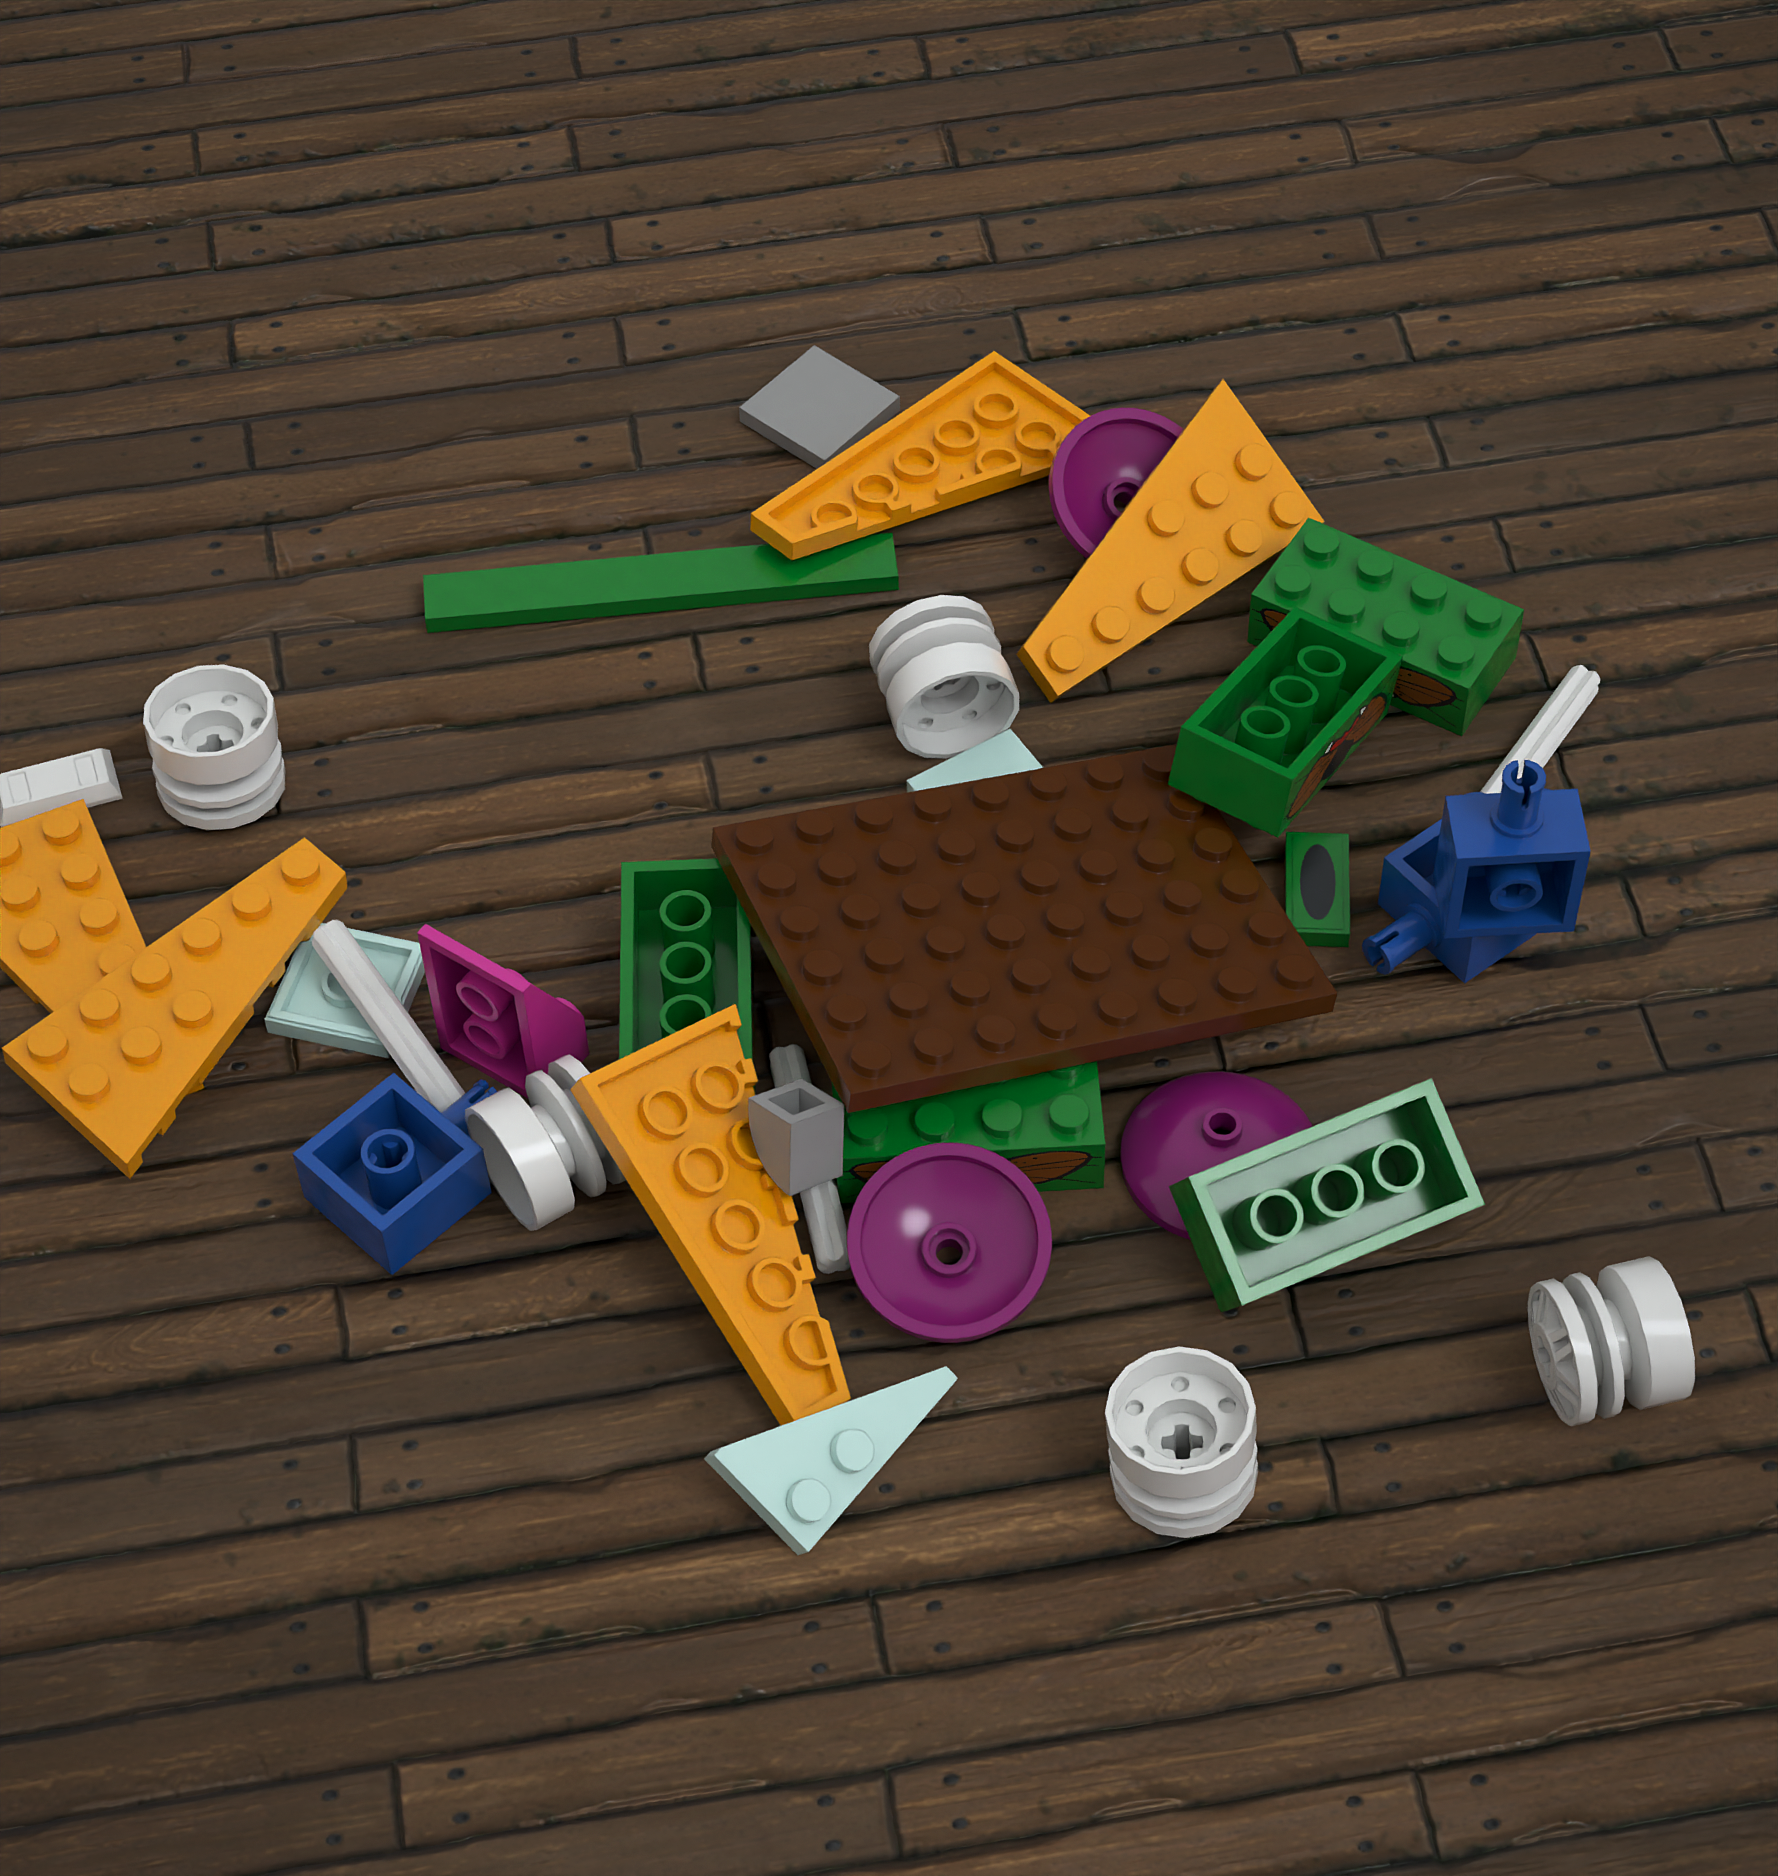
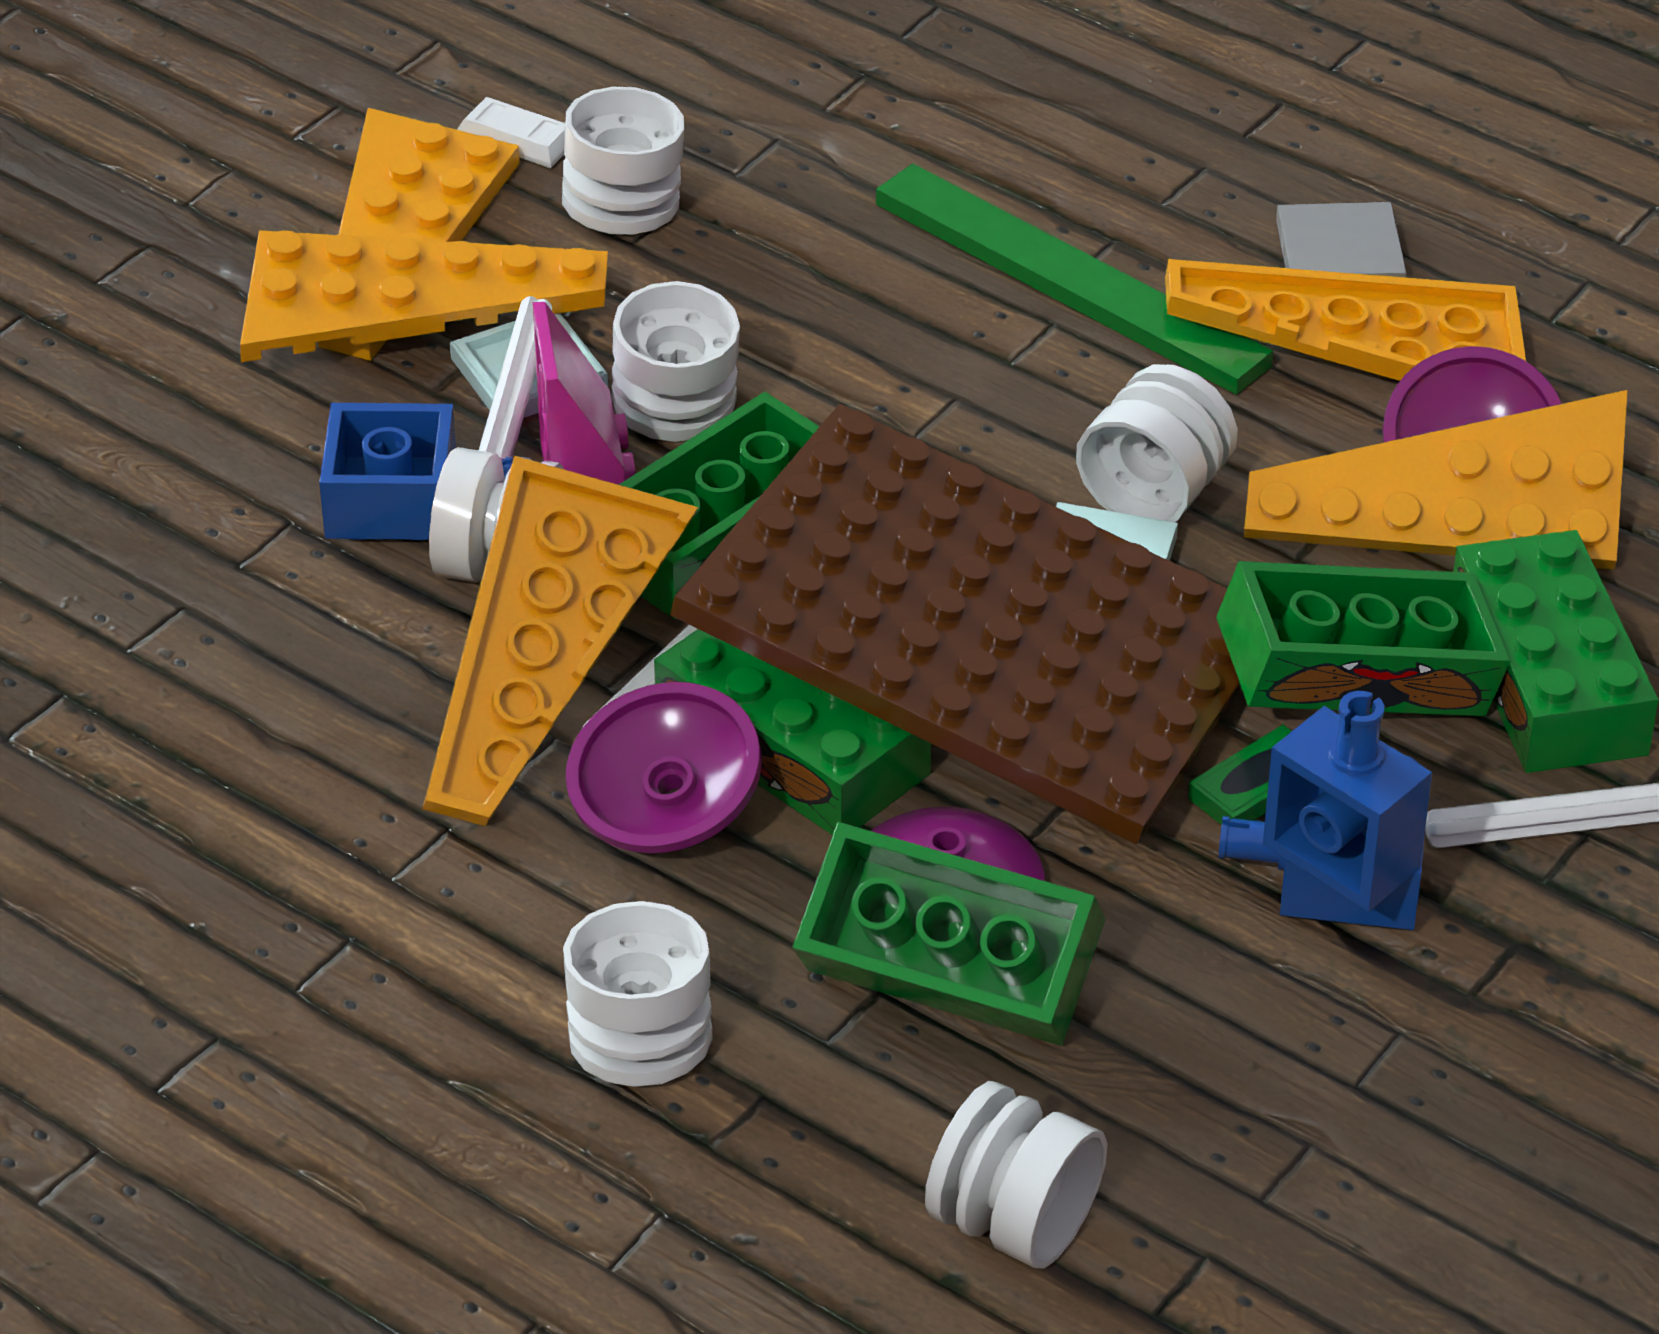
camera: 45 degrees right, 10 degrees down
(499, 886) = (674, 360): none -> white wheel
(798, 1135) = (633, 616): light grey brick -> none
(817, 1465) = (411, 831): light aqua wing -> none

